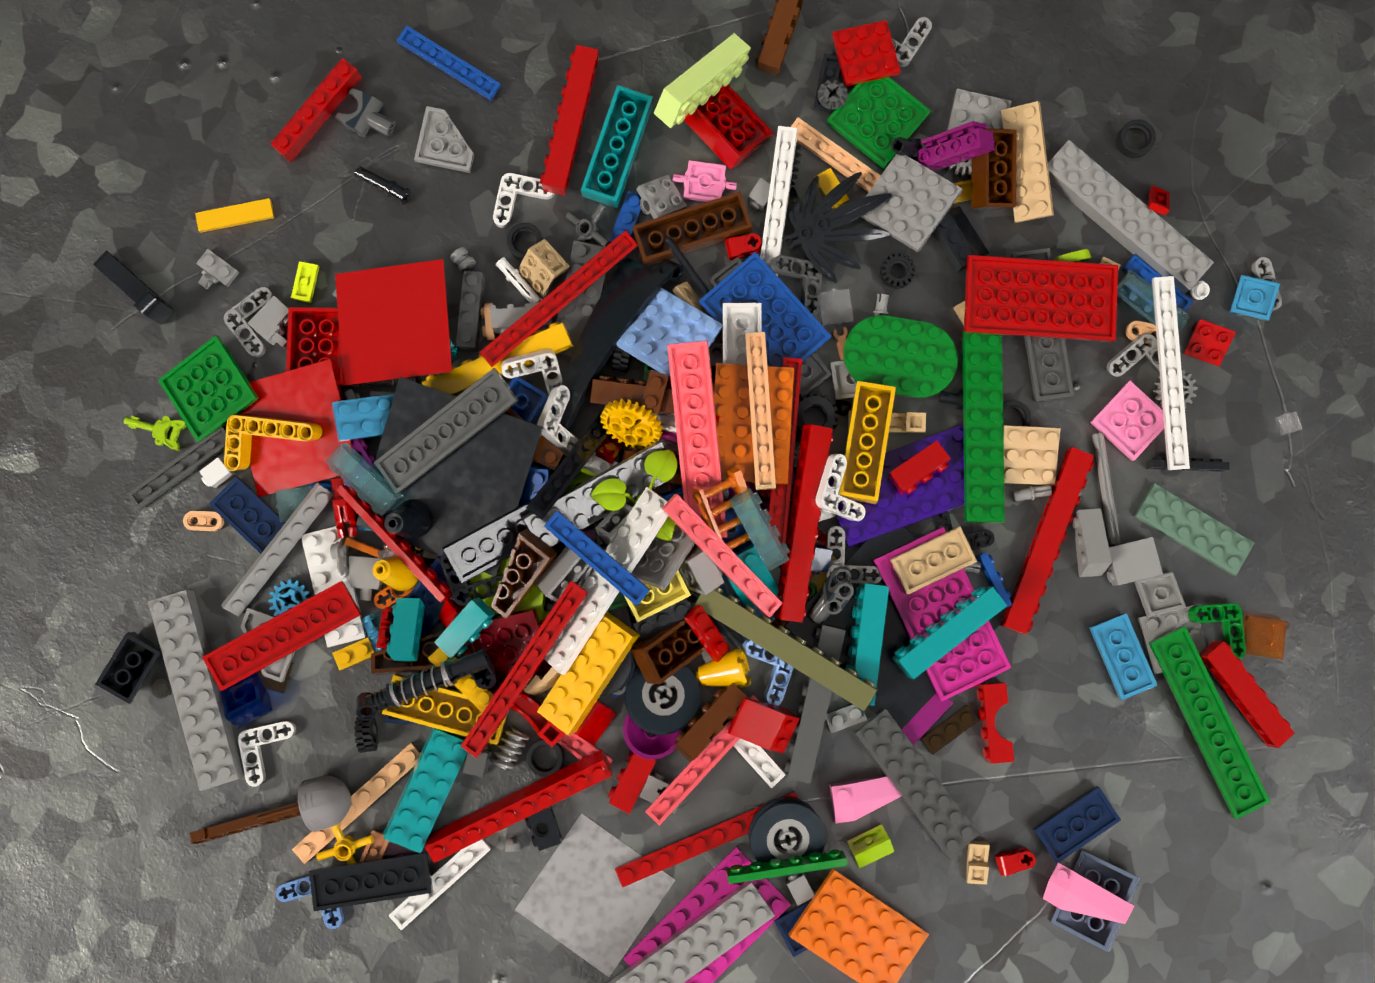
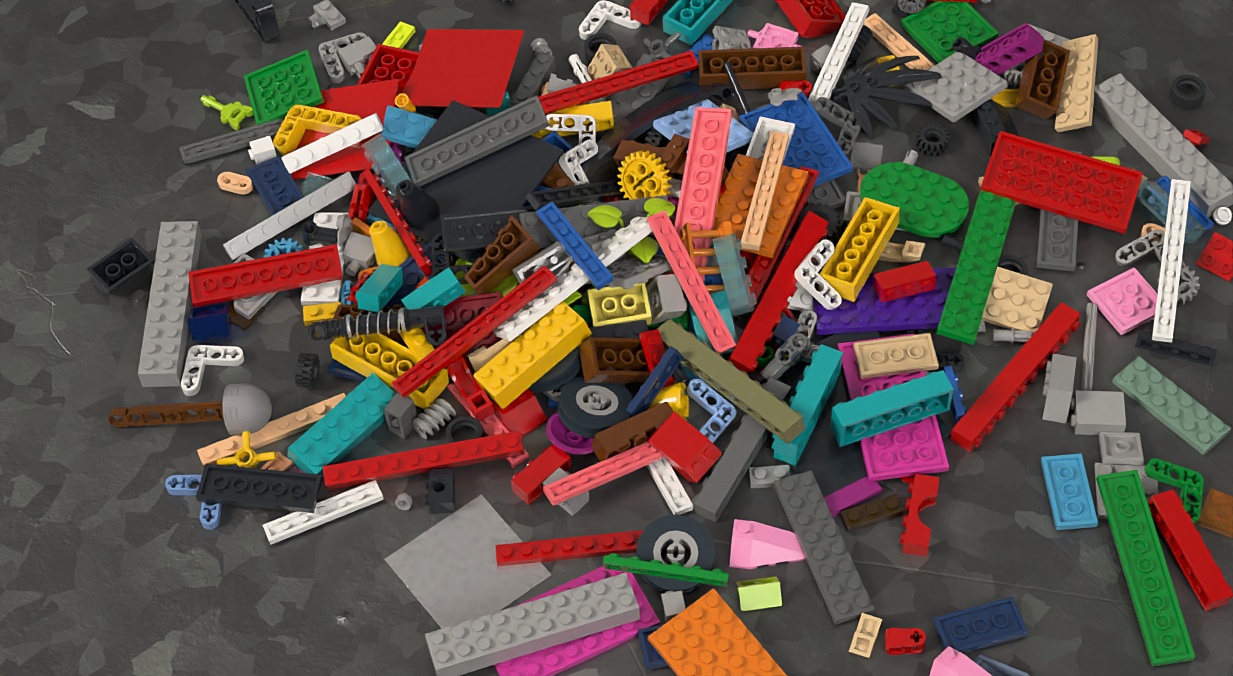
camera: 25 degrees right, 30 degrees down
(290, 458) = (332, 143): none -> white plate
(320, 570) = (315, 234): none -> black piece
(349, 392) = (404, 103): none -> light orange pin
(711, 674) = (655, 382): none -> dark blue plate
(738, 262) = (778, 95): none -> light grey plate

